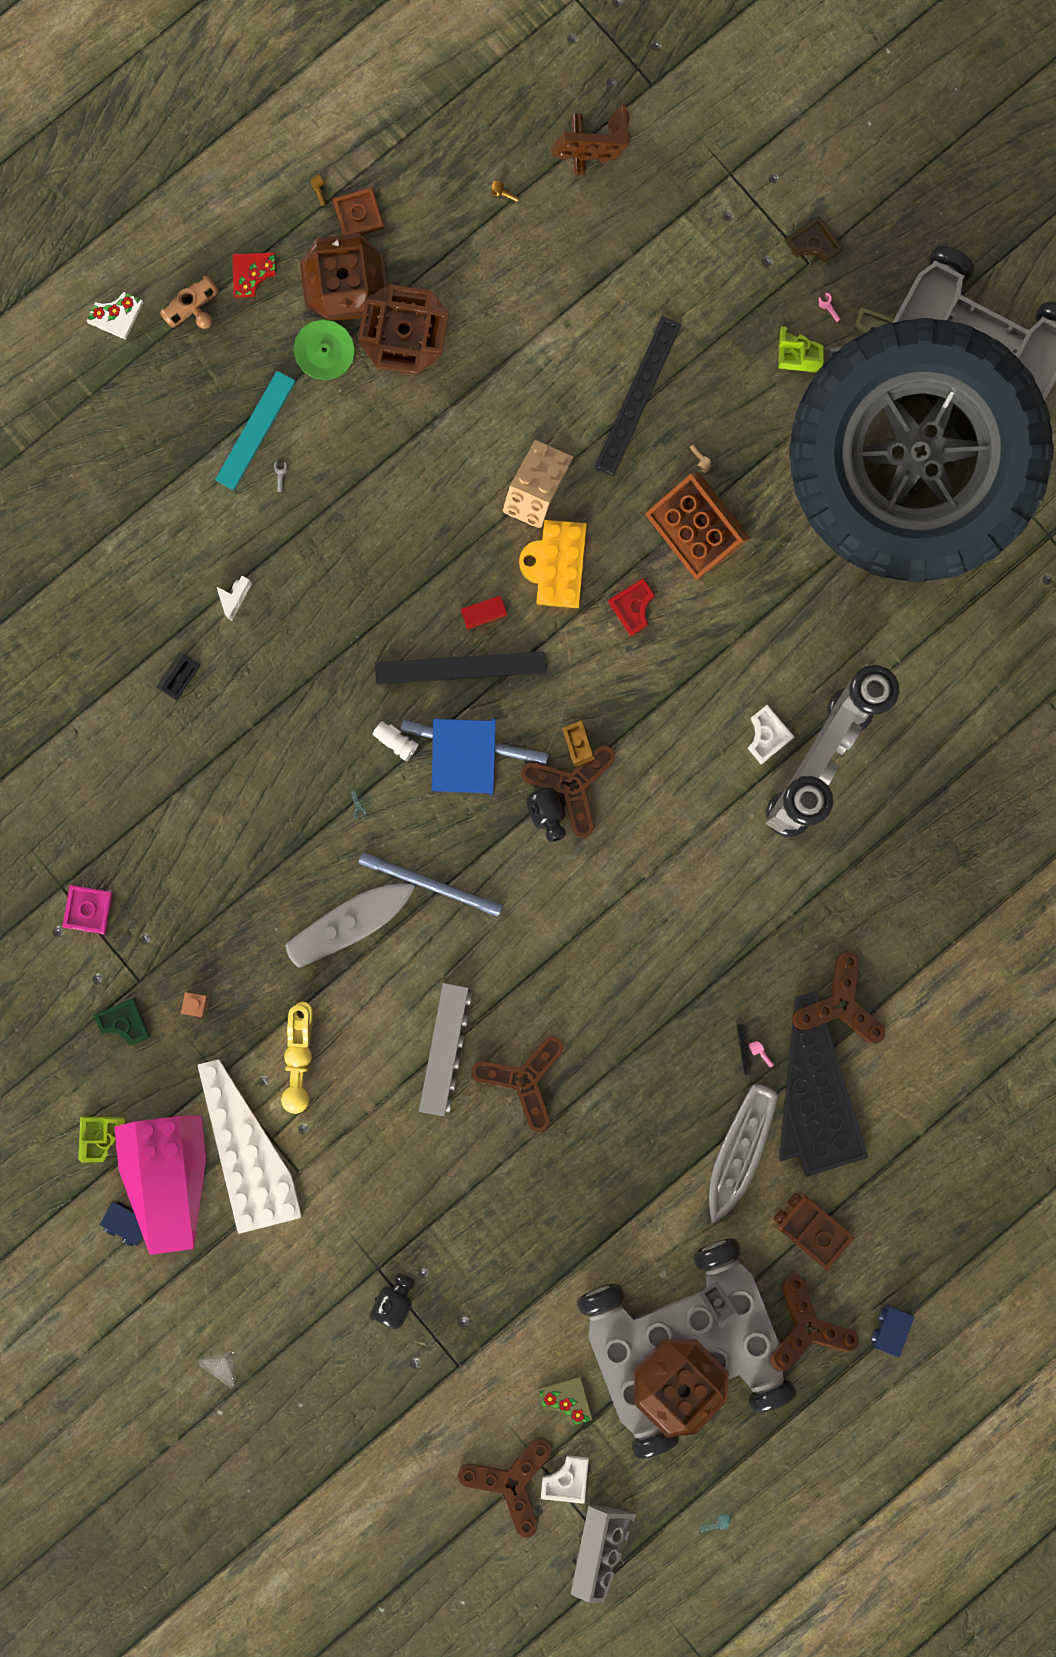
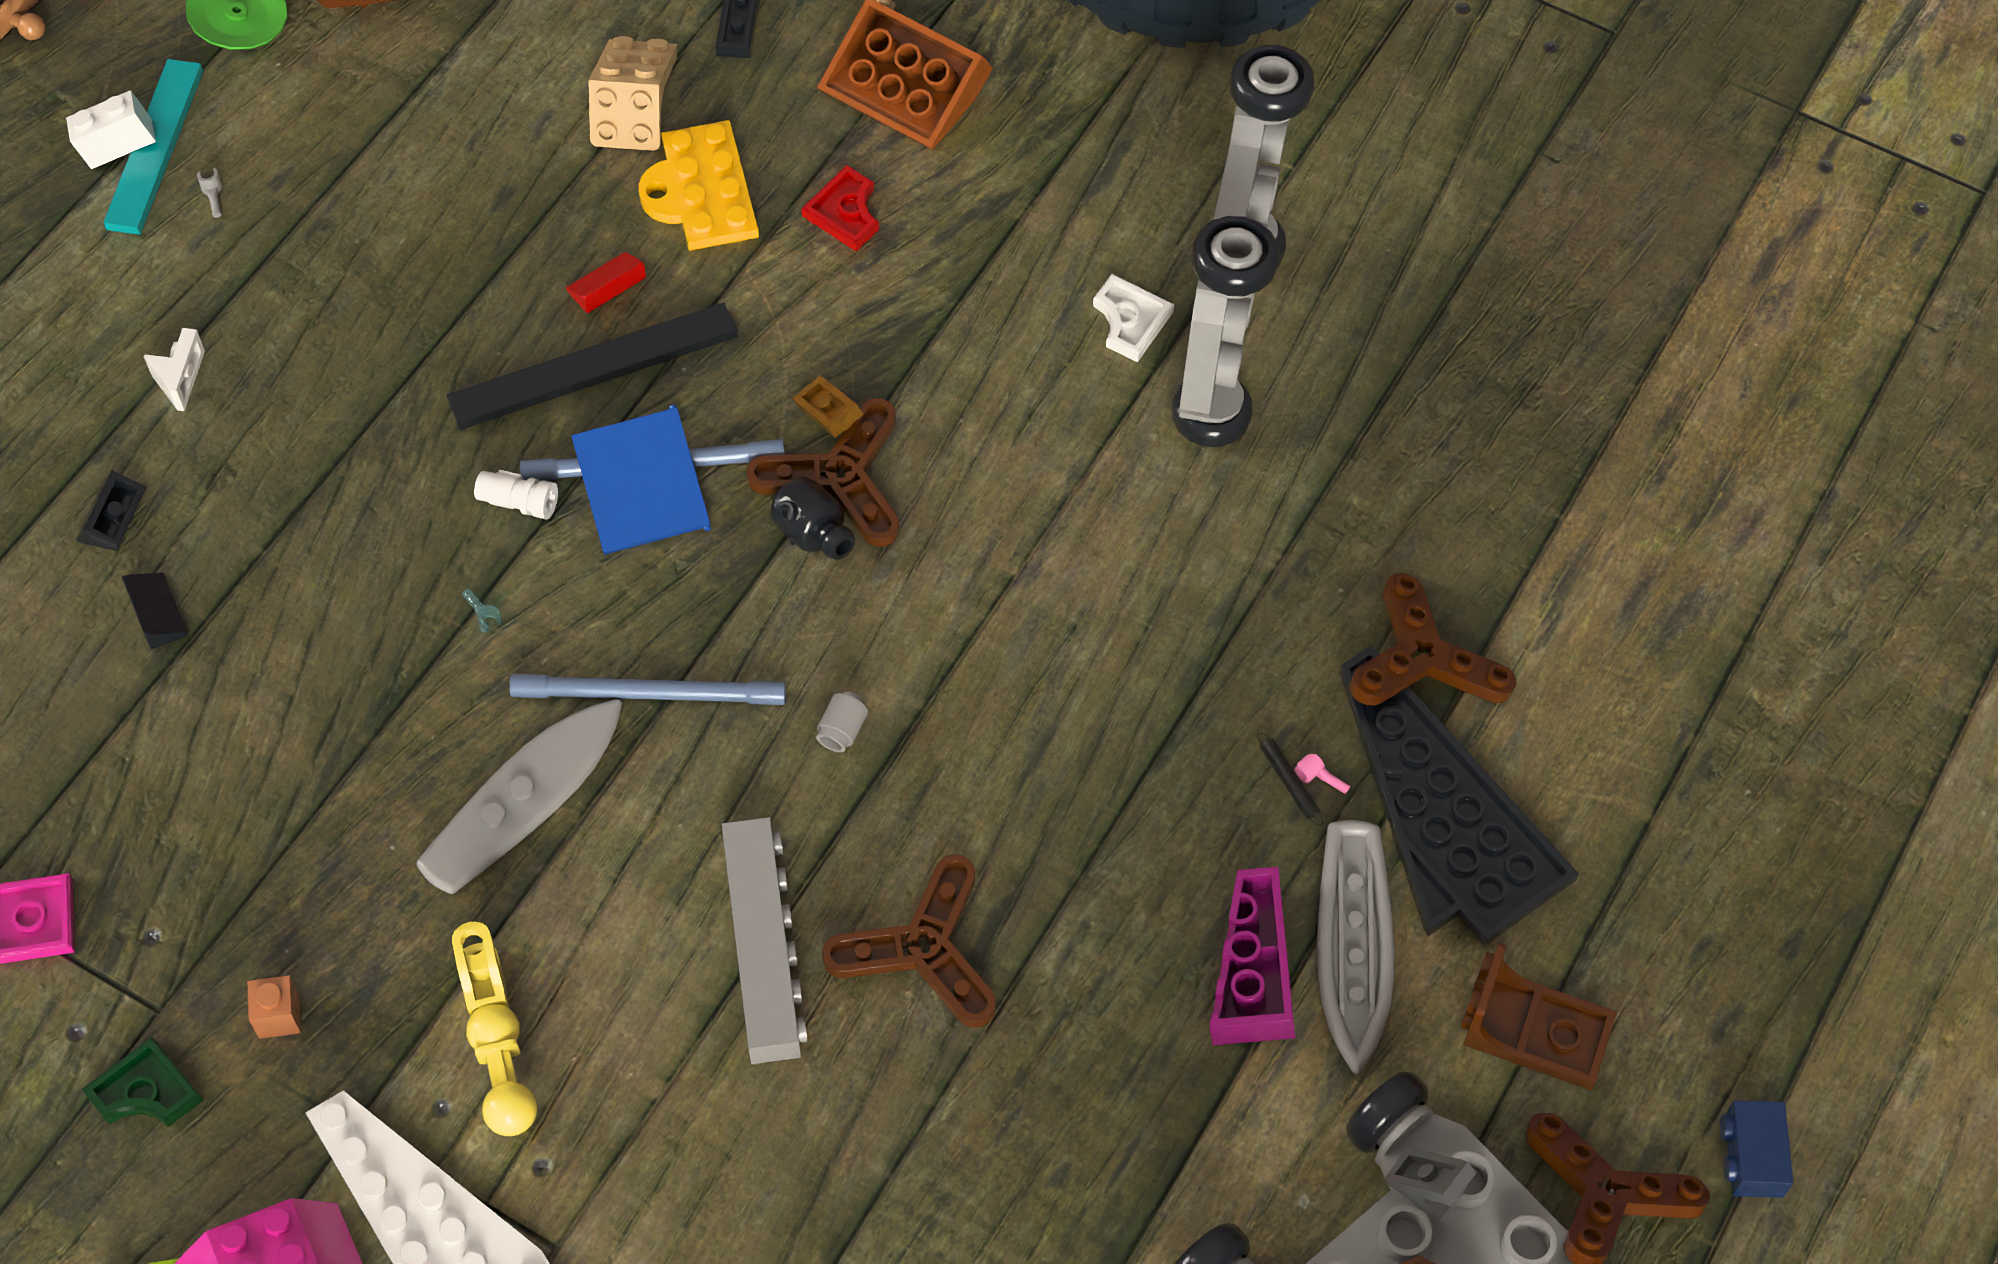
camera: 25 degrees left, 25 degrees down
(188, 746) = (155, 608): none -> black slope
(232, 419) = (110, 129): none -> white brick
(524, 939) = (841, 721): none -> light grey brick
(682, 1156) = (1254, 974): none -> magenta wedge

